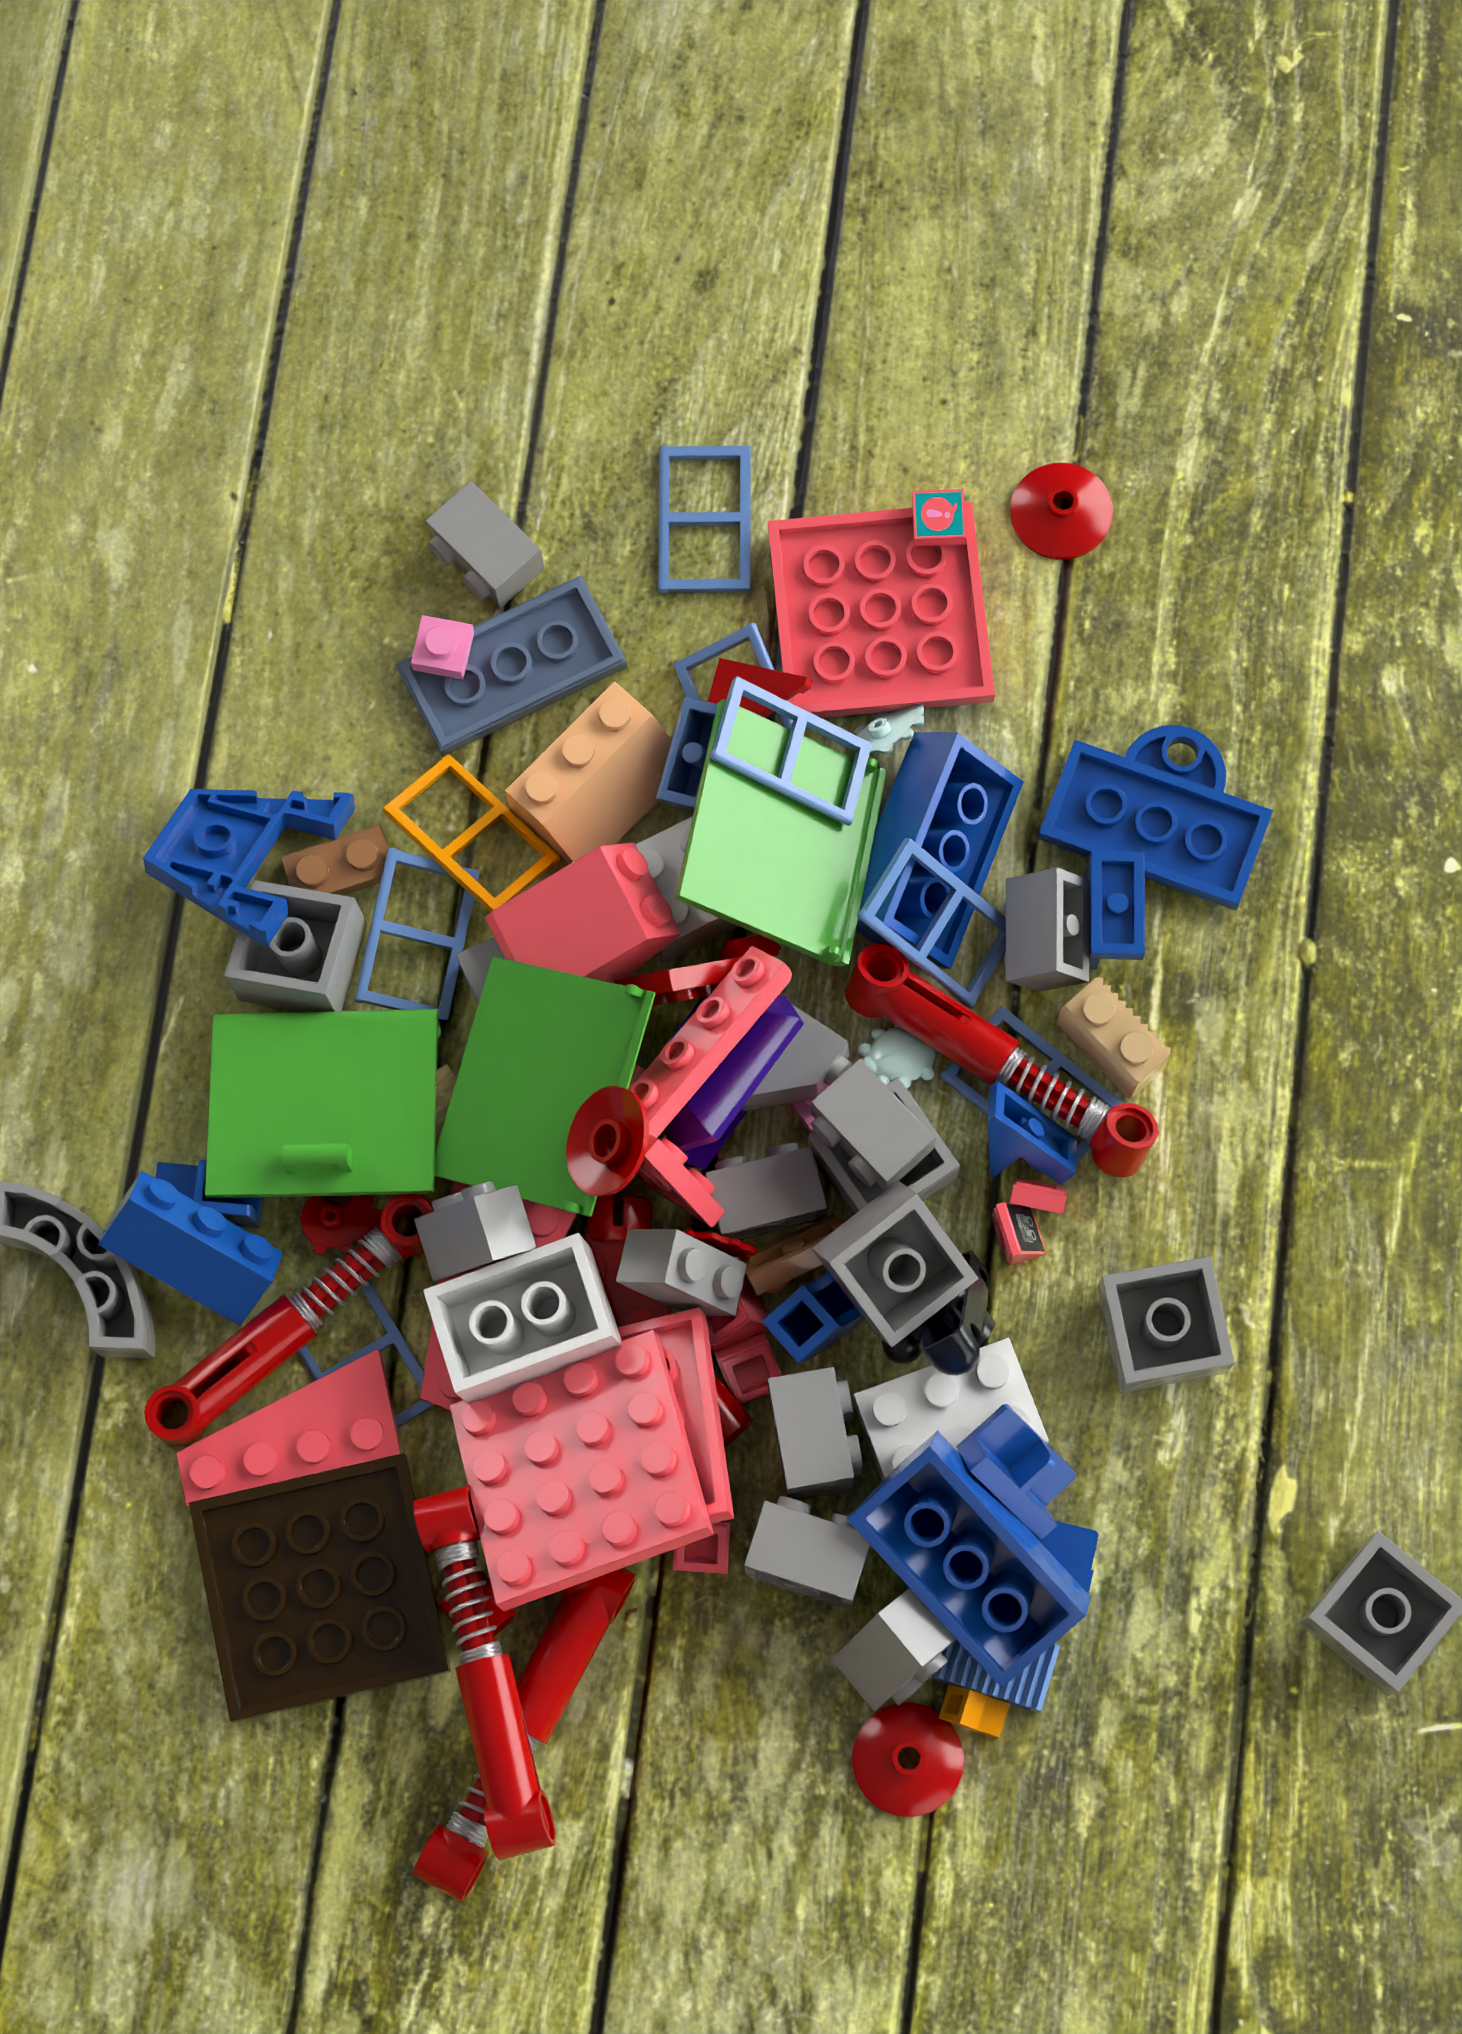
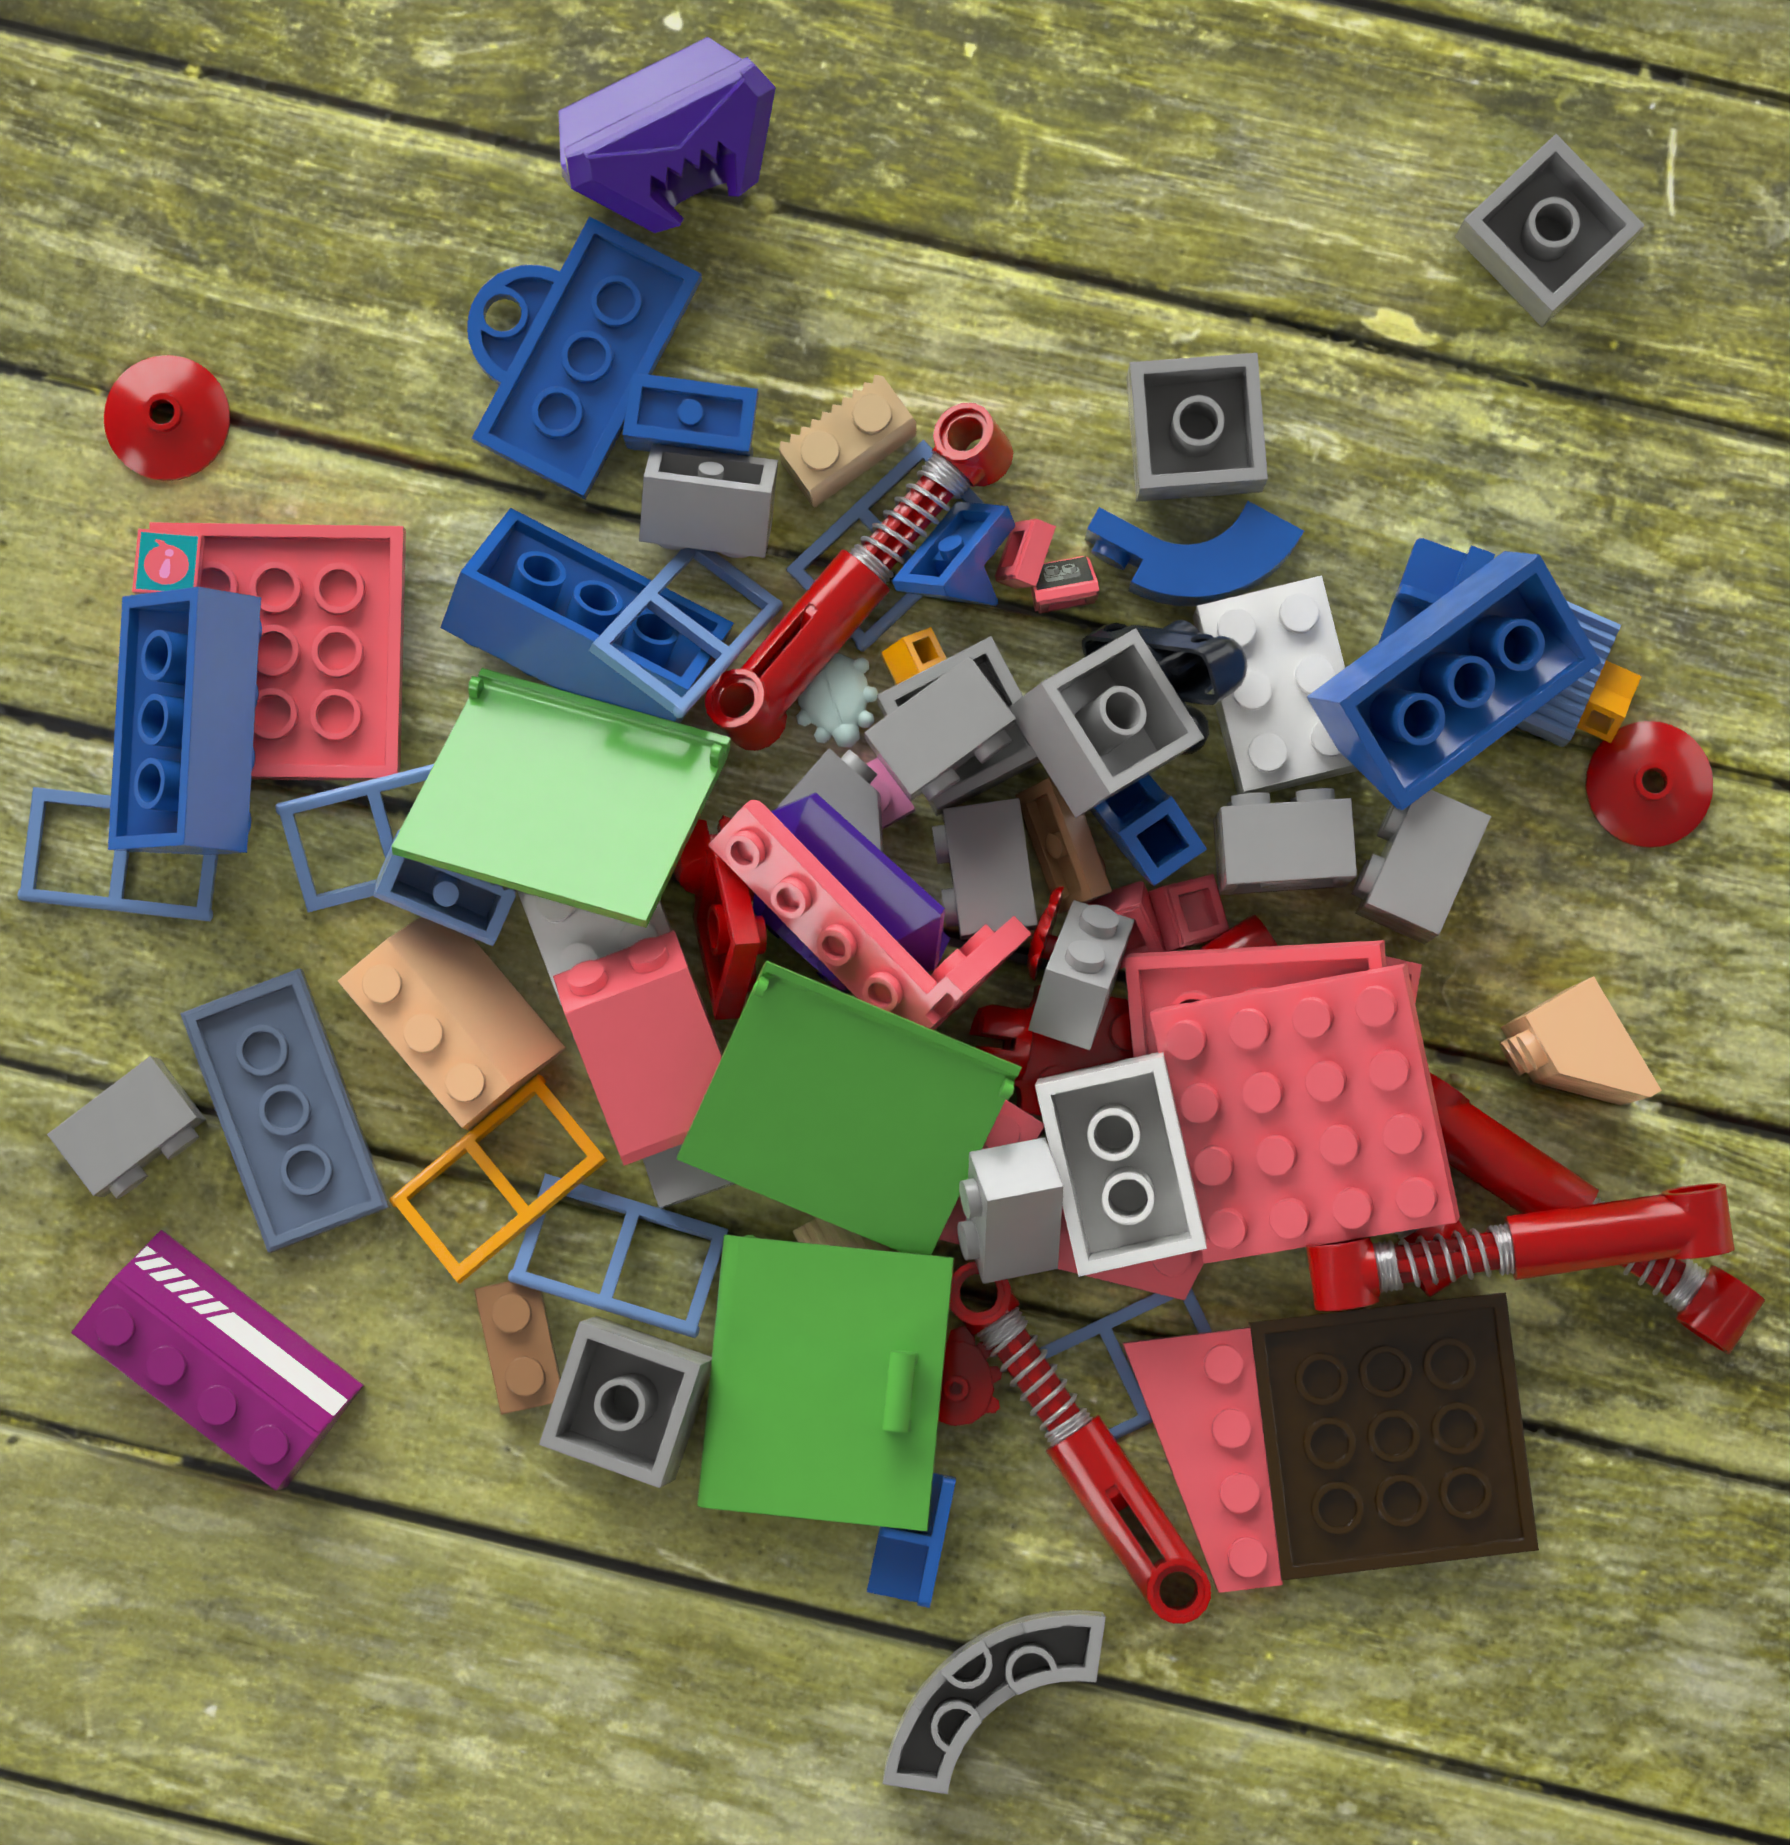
camera: 85 degrees left, 10 degrees up
(191, 1248) = (988, 1553): blue brick -> none
(221, 841) = (480, 1485): blue wing -> none
(305, 635) = (218, 1360): none -> magenta slope
(442, 647) = (257, 1191): bright pink plate -> none
(607, 1141) = (938, 1053): red dish -> none
(660, 1700) = (1579, 1047): none -> light nougat slope
(775, 682) = (365, 816): red tile -> none
(801, 719) = (420, 759): window -> none
(811, 544) = (185, 722): none -> blue slope
(891, 728) = (430, 659): light aqua piece -> none
(895, 1651) = (1540, 779): light grey brick -> none
(933, 1102) = (912, 655): none -> light orange piece
(1017, 1467) = (1352, 615): blue panel -> none
(1047, 1362) = (1201, 571): none -> blue arch
(1348, 860) = (668, 134): none -> dark purple helmet

